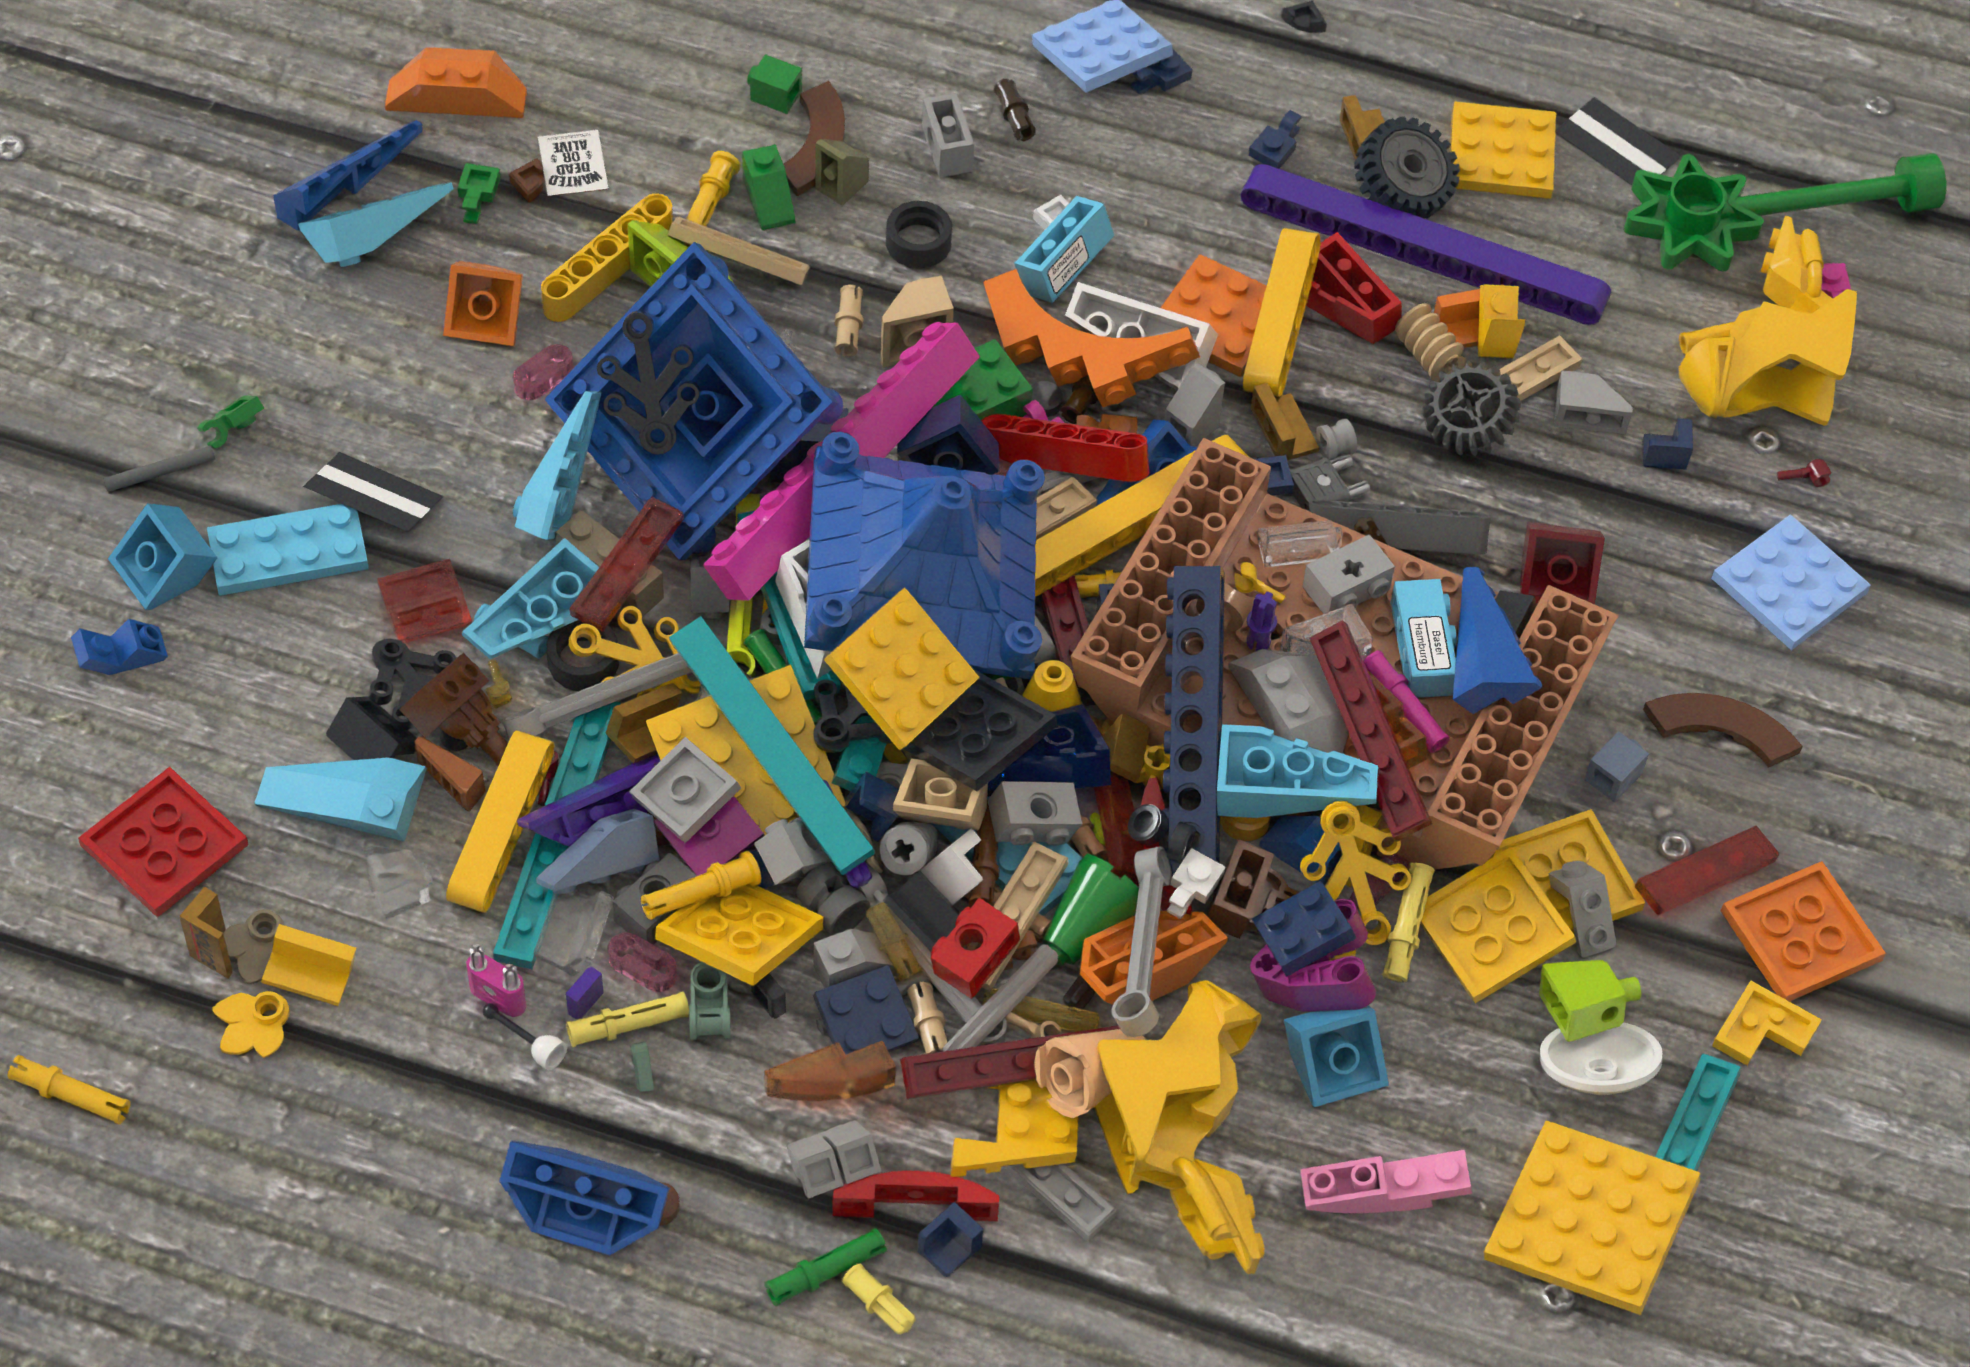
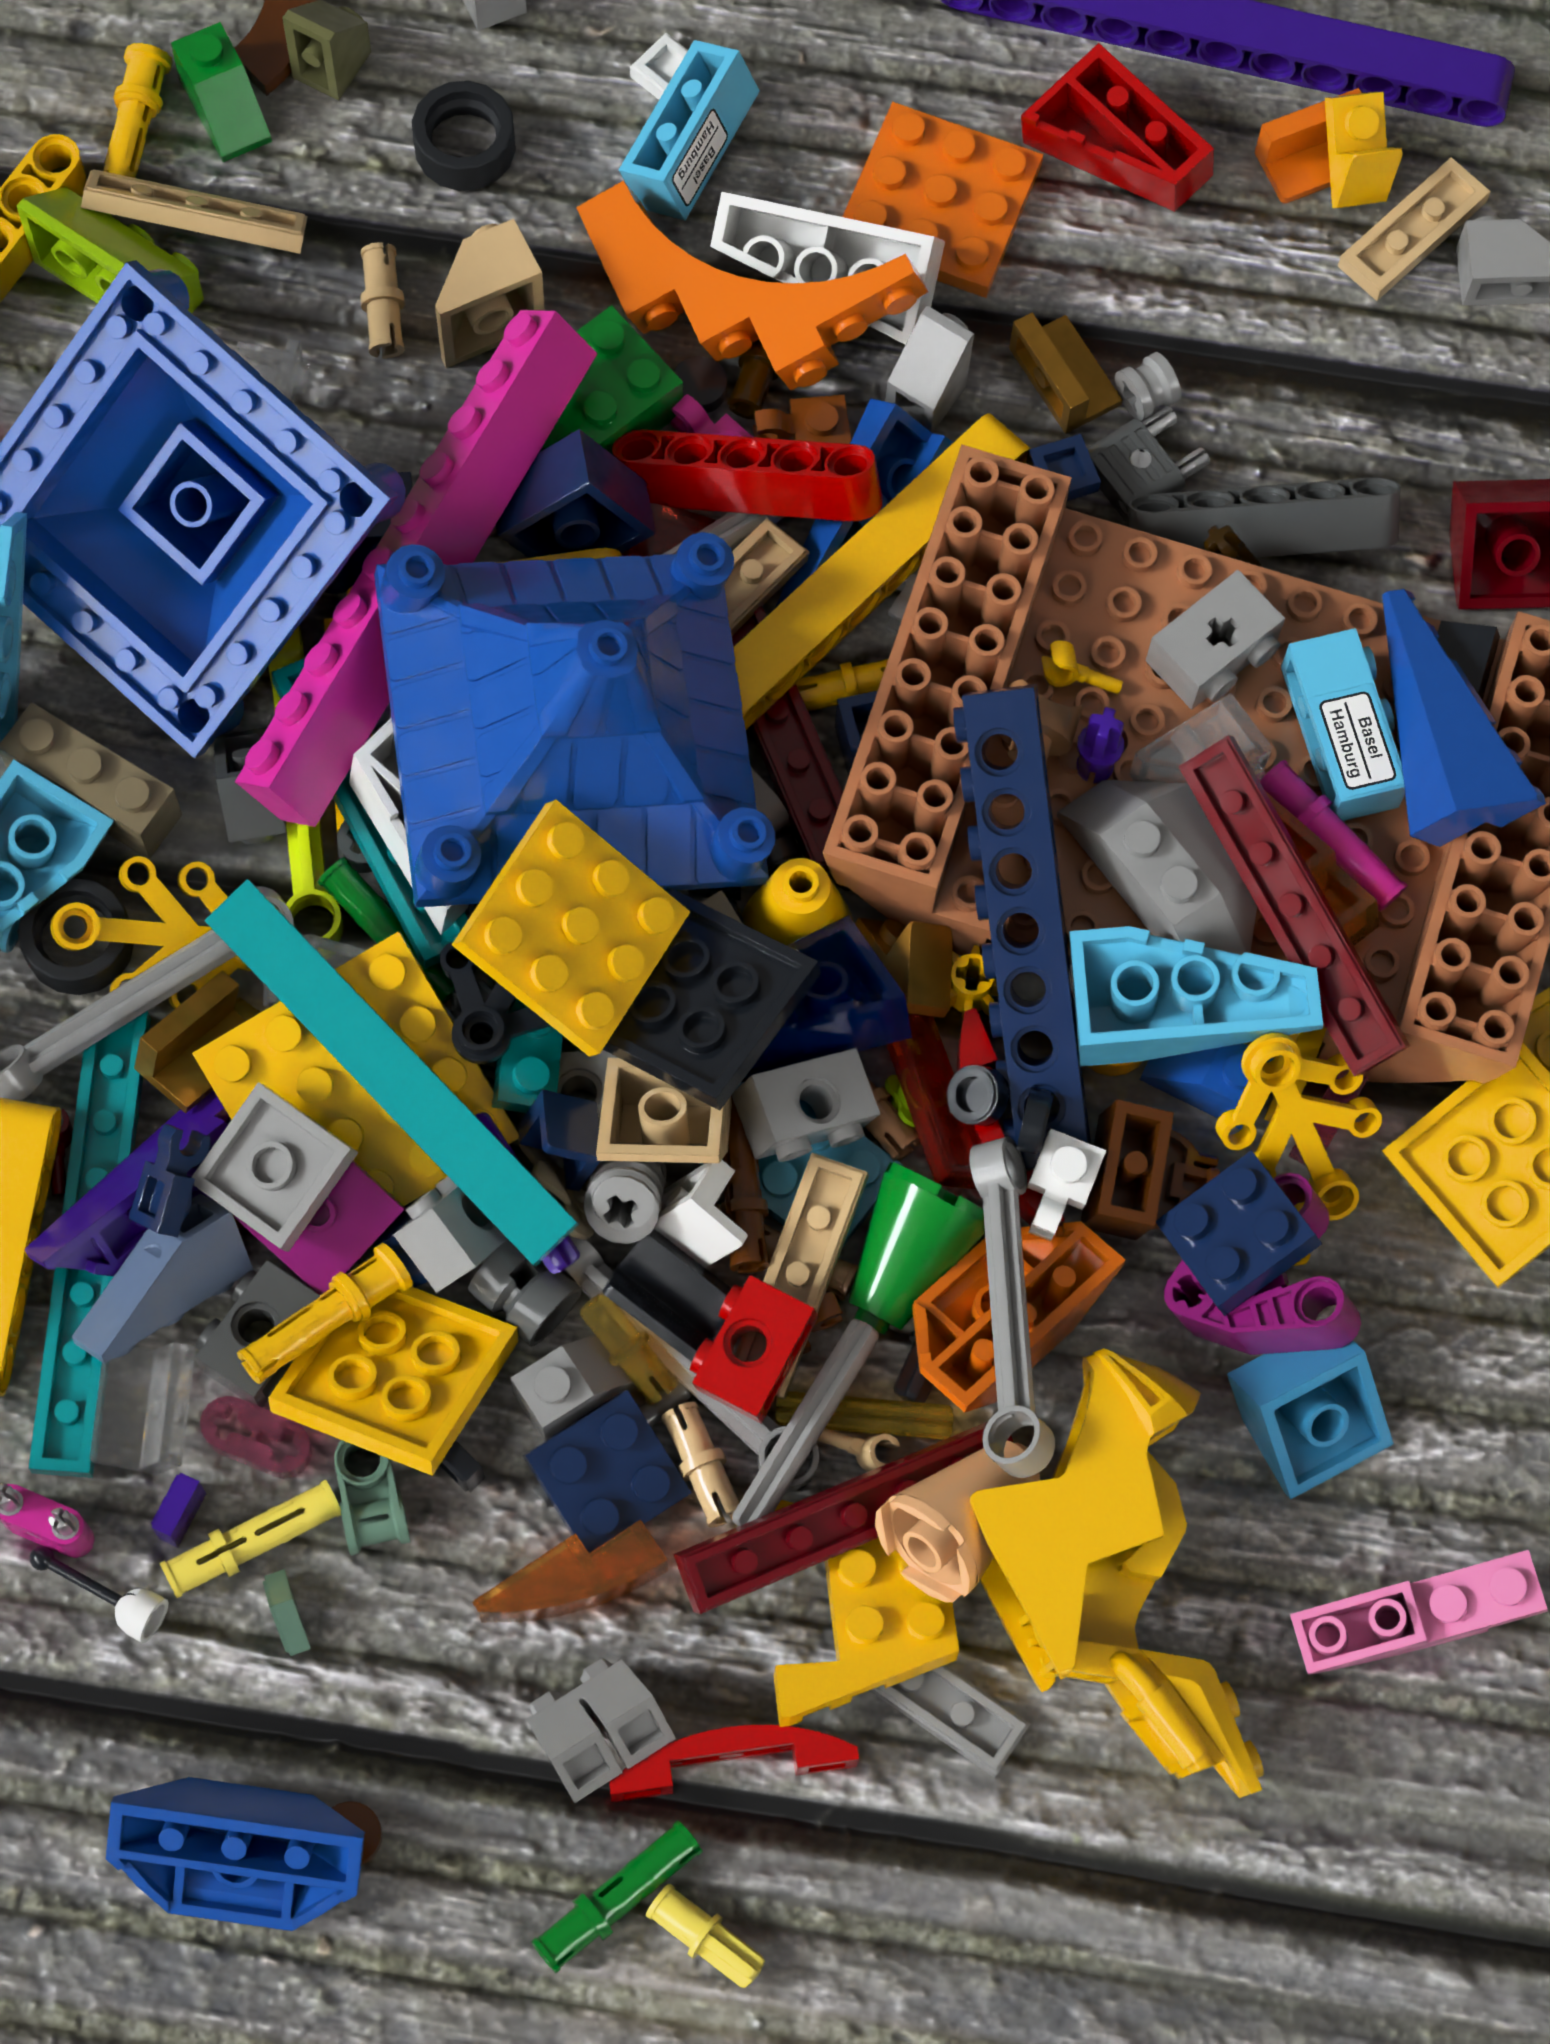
camera: 10 degrees left, 15 degrees up
(614, 791) = (164, 1186): none -> dark blue plate
(626, 563) = (117, 789): clear red tile -> none
(649, 389) = (98, 498): black plant -> none
(950, 1240) = (794, 1821): dark blue panel -> none
(1282, 310) = (1036, 188): yellow beam -> none
(1298, 542) = (1130, 591): clear panel -> none
(1404, 937) = (1383, 1182): light yellow pin -> none
(1430, 341) = (1260, 202): tan piece -> none
(1446, 422) = (1321, 316): dark grey gear -> none

